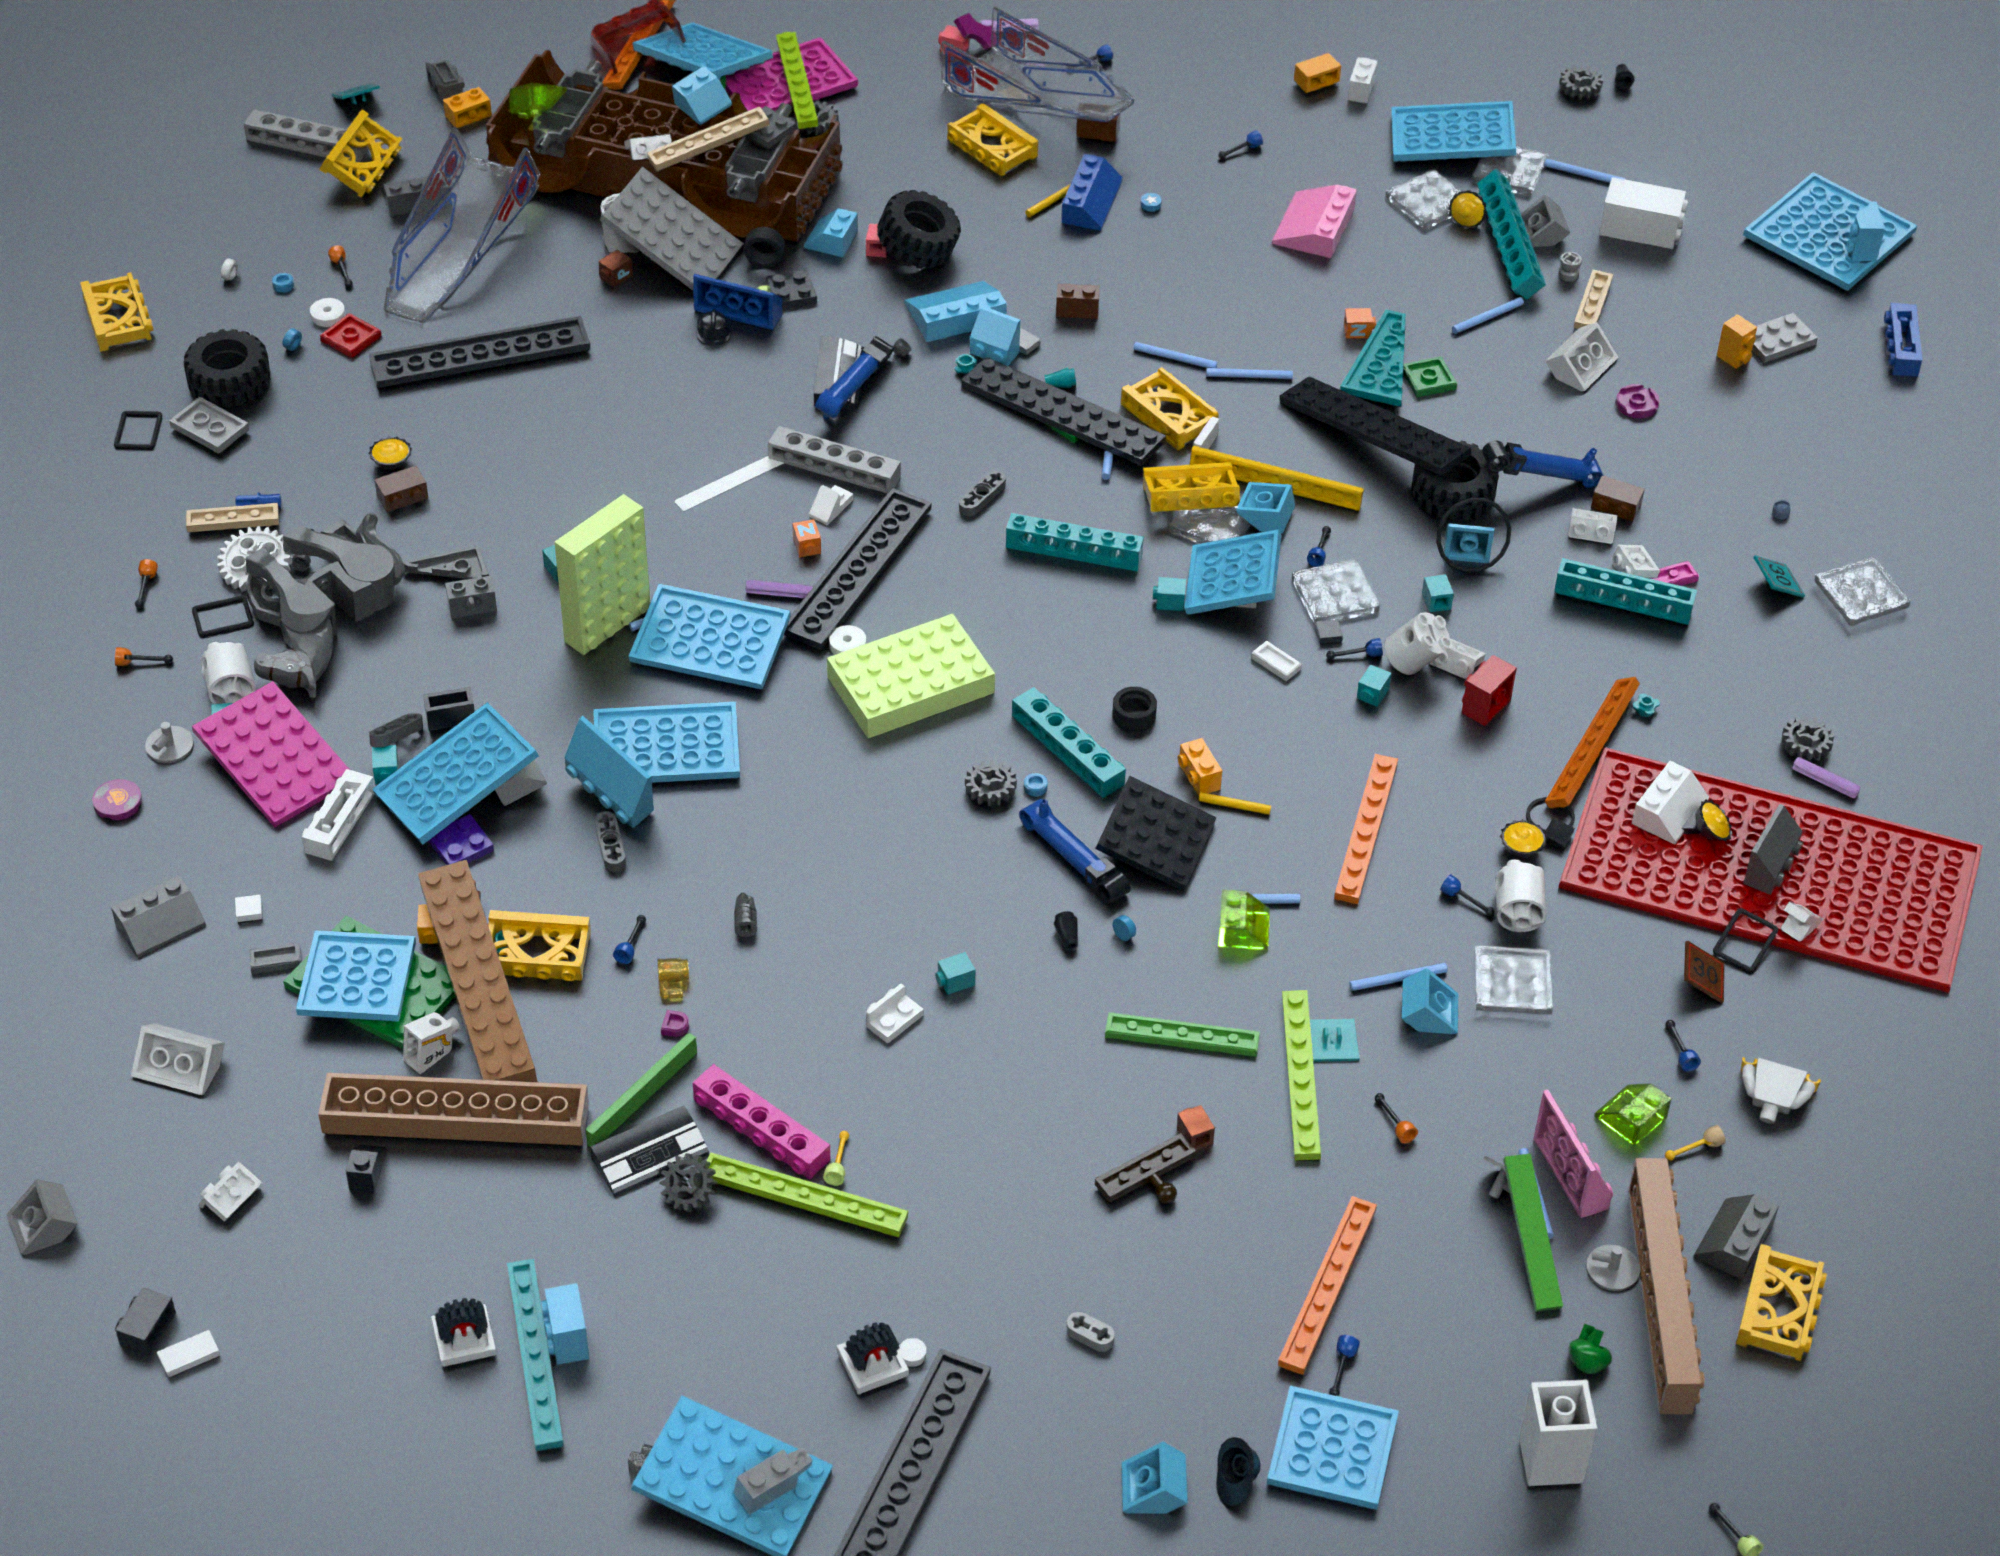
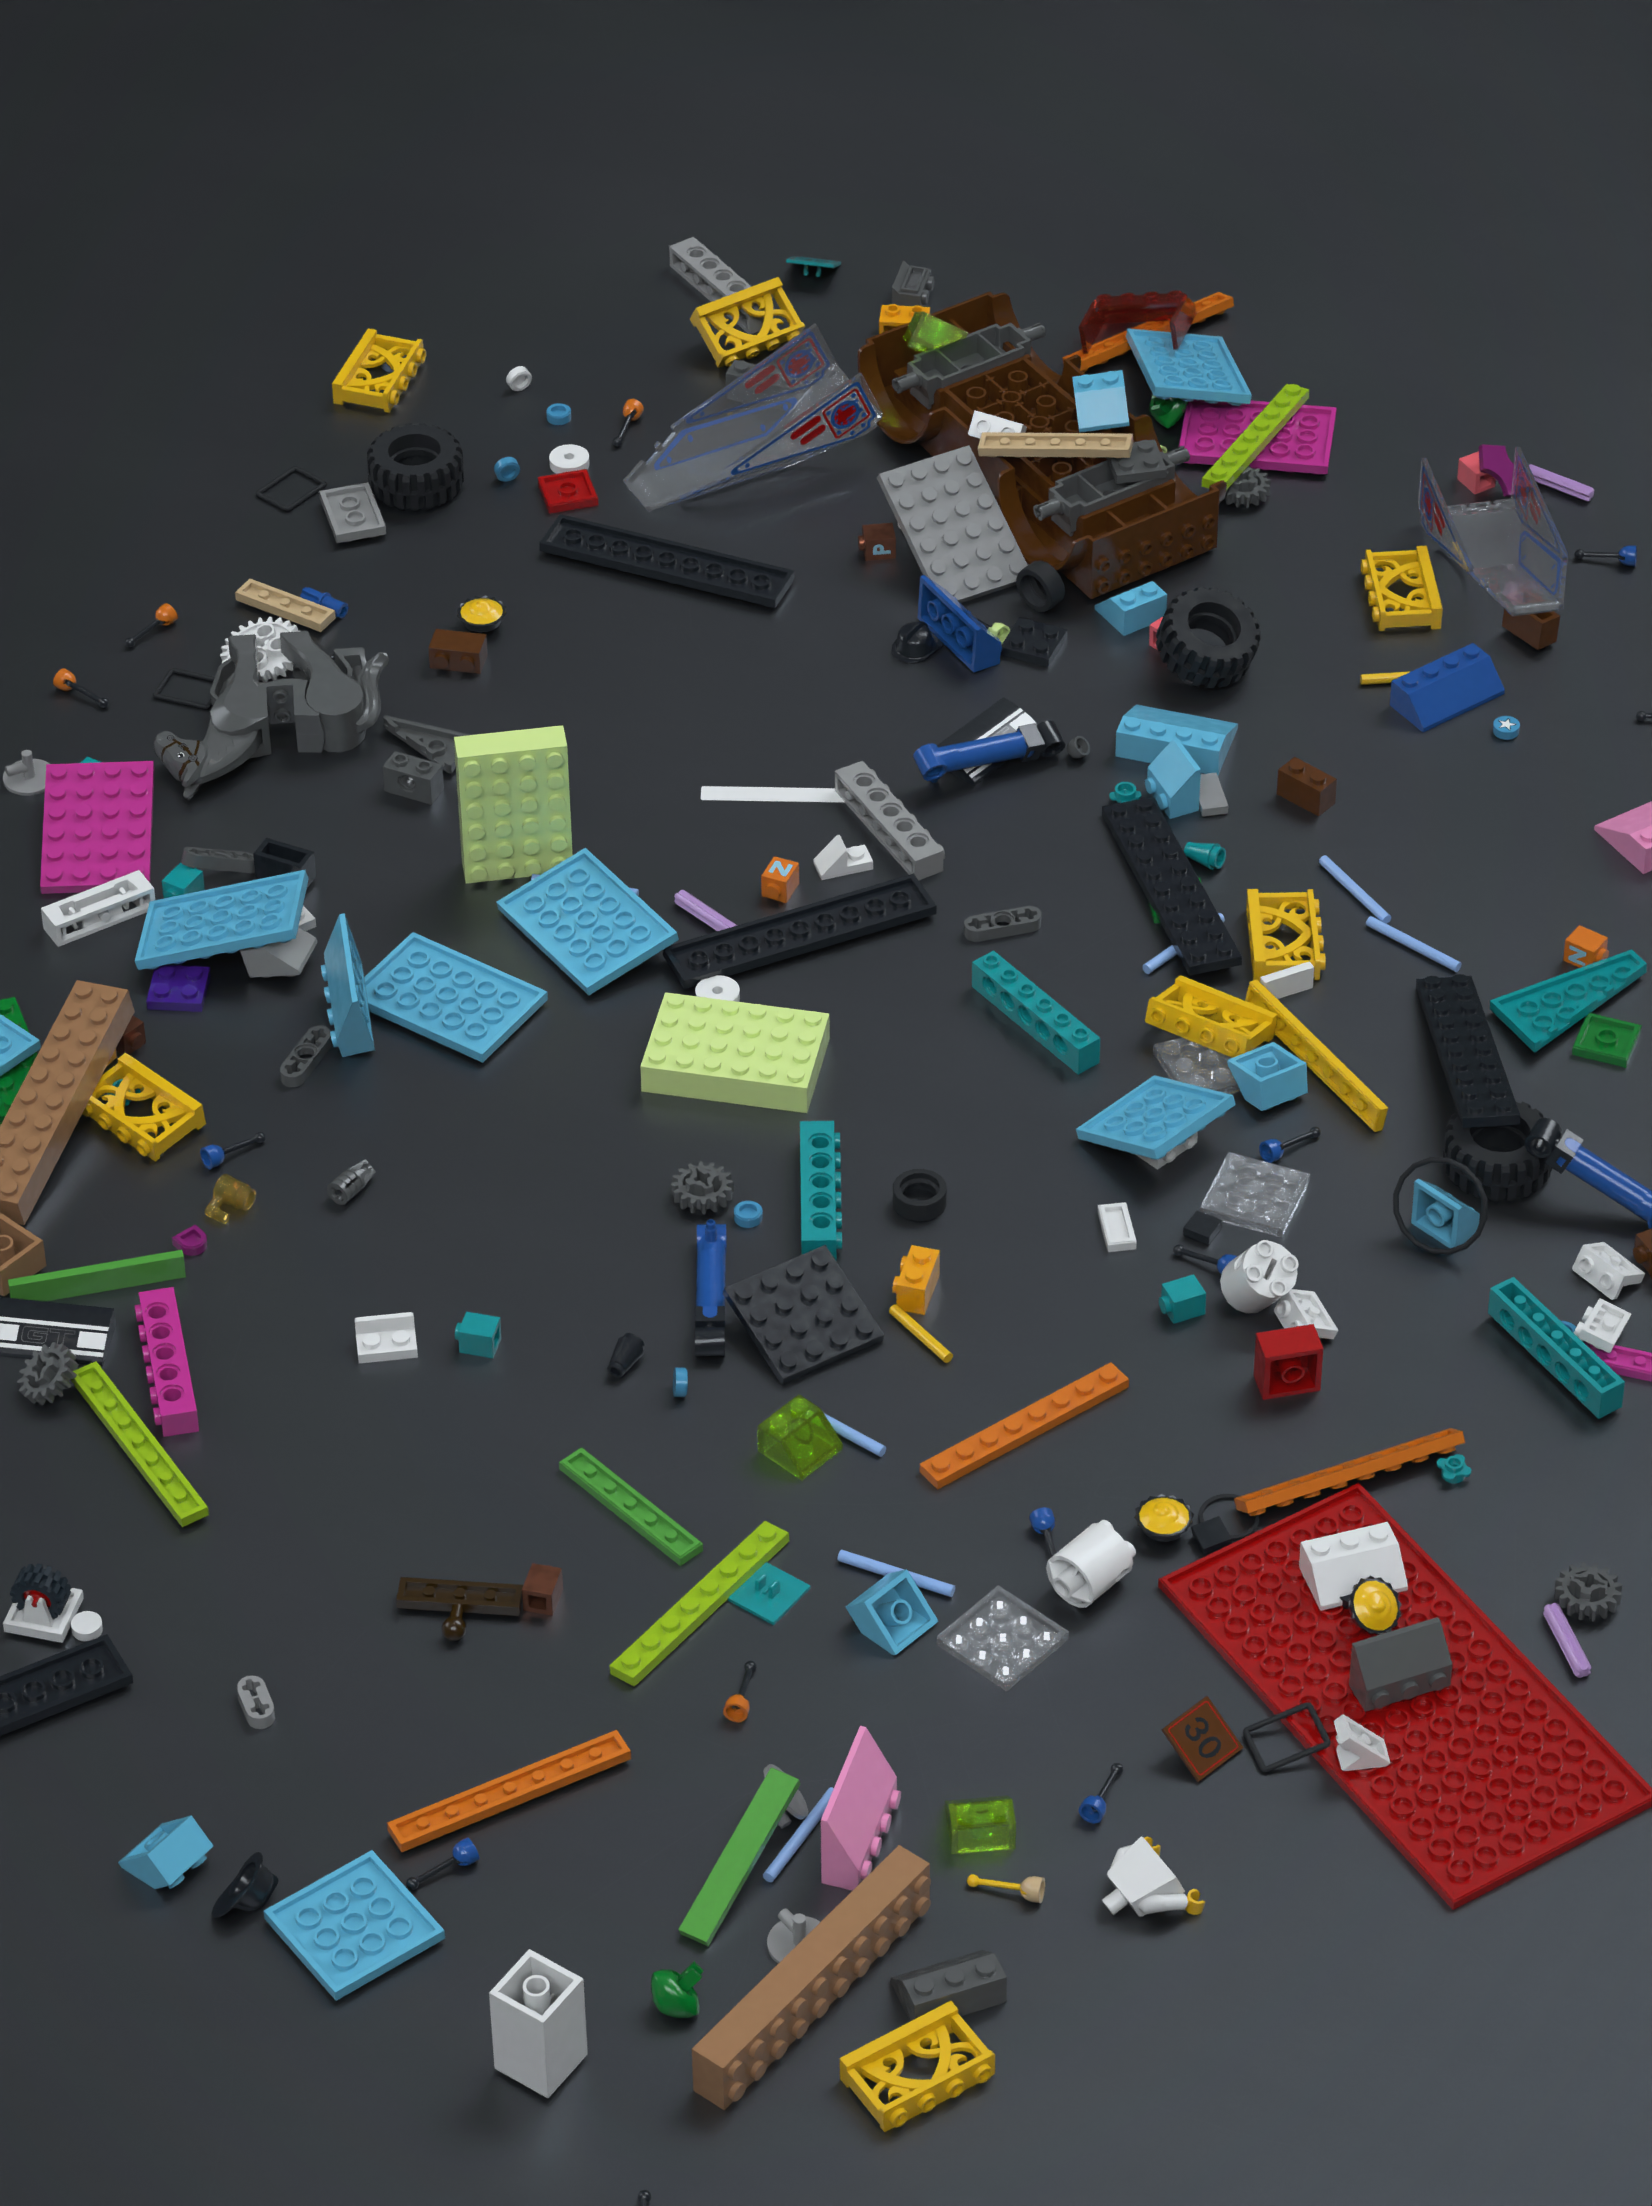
camera: 40 degrees right, 5 degrees down
(227, 672) = (127, 734): white cylinder -> none
(835, 1172) = (185, 1440): yellowish green hinge -> none
(1170, 593) = (1076, 1107): teal brick -> none
(1437, 593) = (1355, 1248): teal brick -> none

